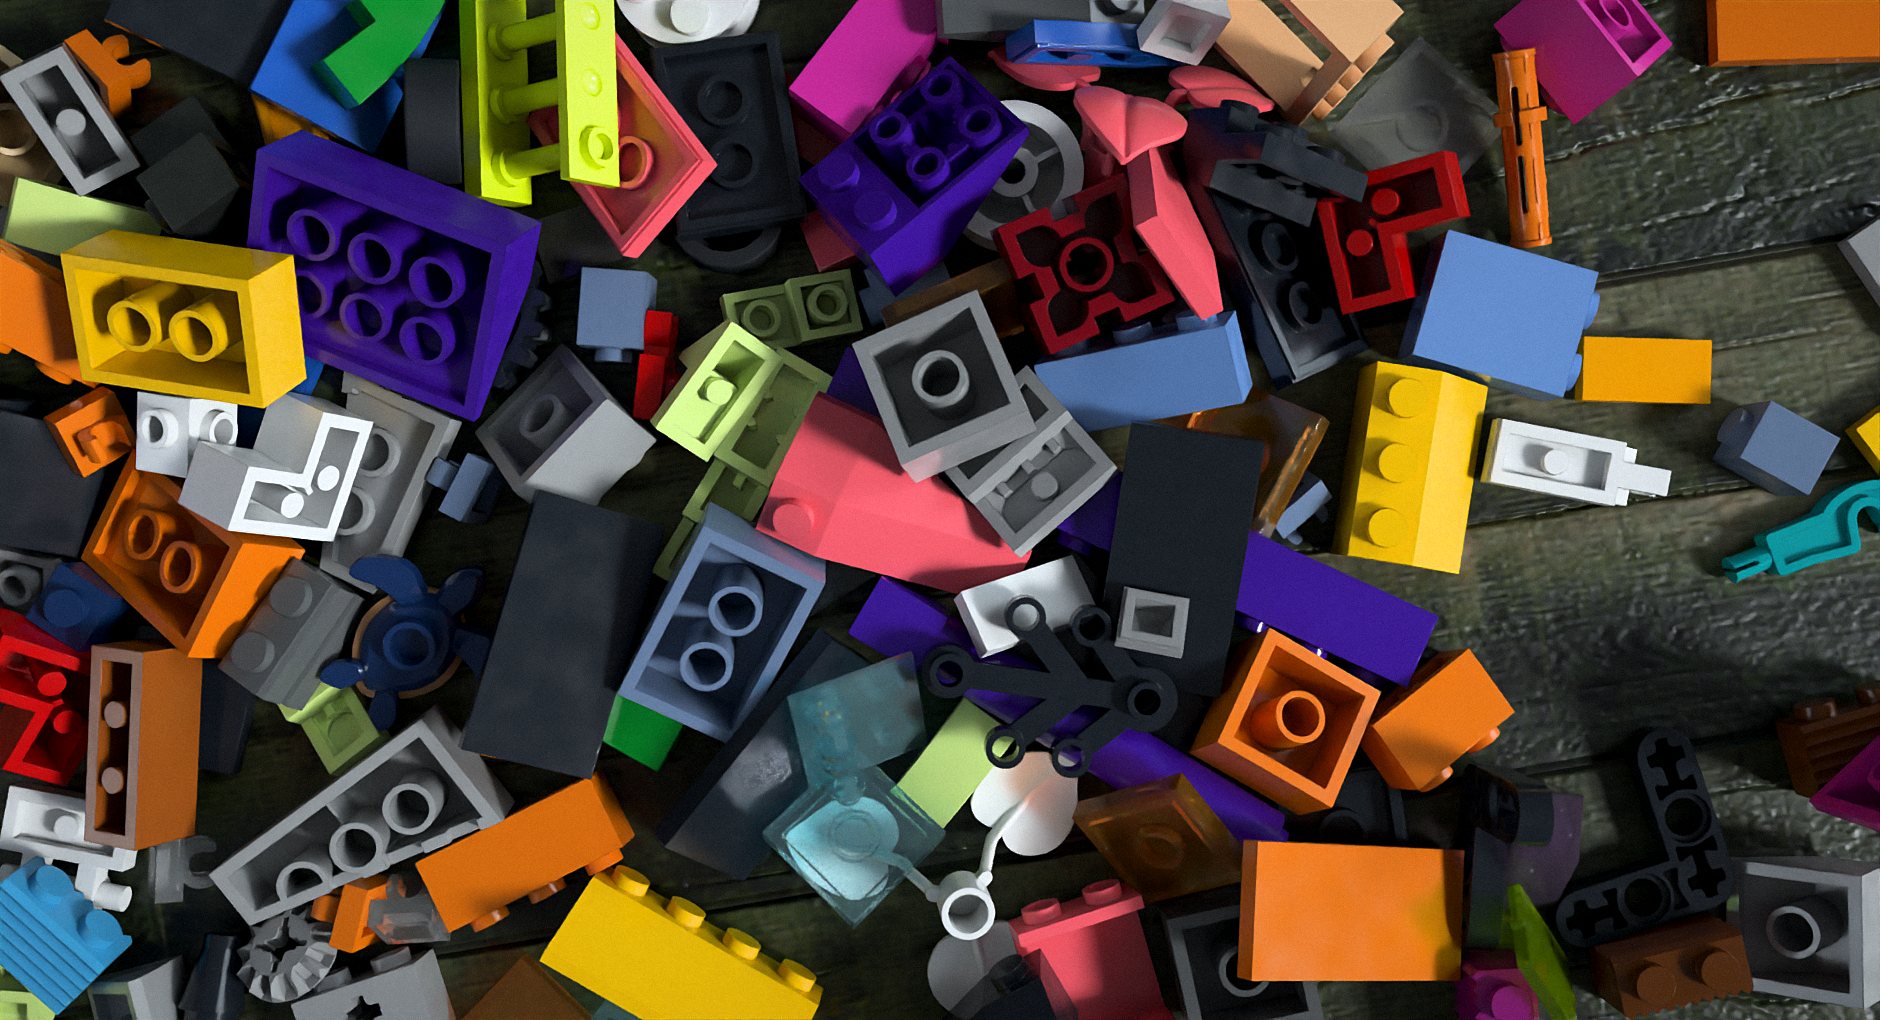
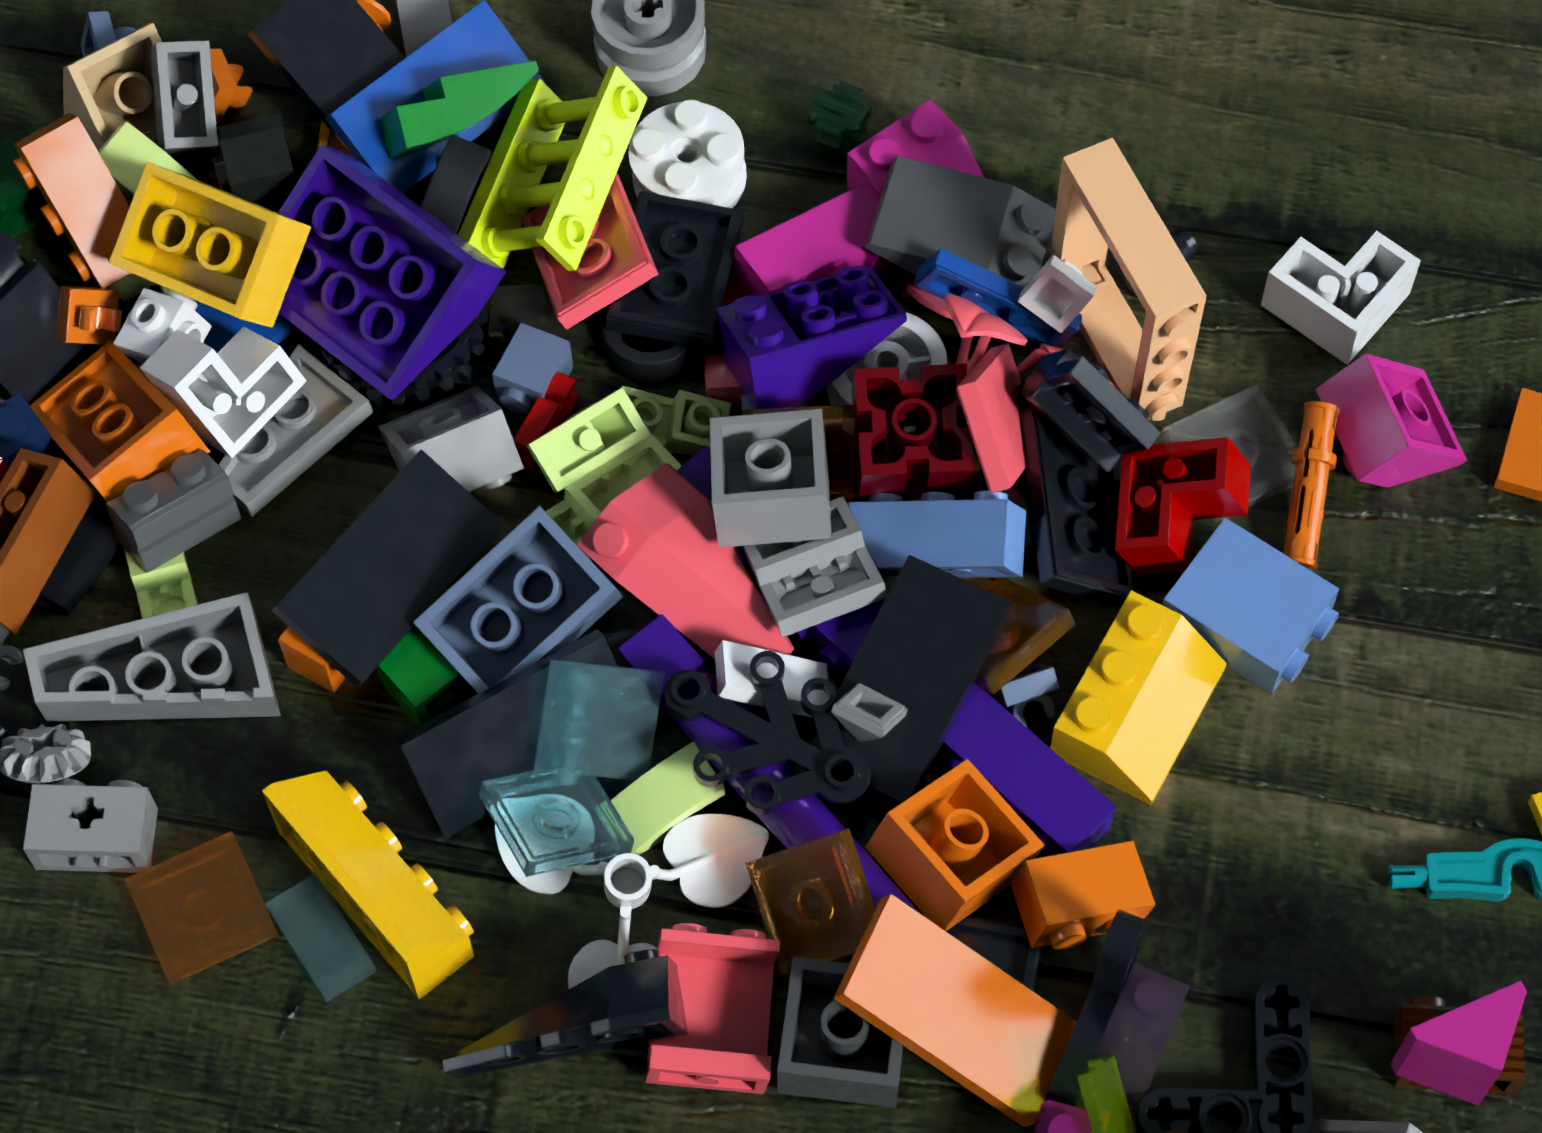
camera: 20 degrees right, 25 degrees down
(348, 910) = (116, 744): orange tile -> none
(406, 919) = (157, 763): clear tile -> none
(411, 636) = (260, 547): dark blue animal -> none
(469, 487) = (360, 457): sand blue tile -> none
(527, 853) = (274, 742): orange brick -> none
(1567, 465) = (1274, 742): white hinge -> none
(1644, 371) = (1363, 694): light orange tile -> none
(1774, 448) = (1453, 783): sand blue brick -> none

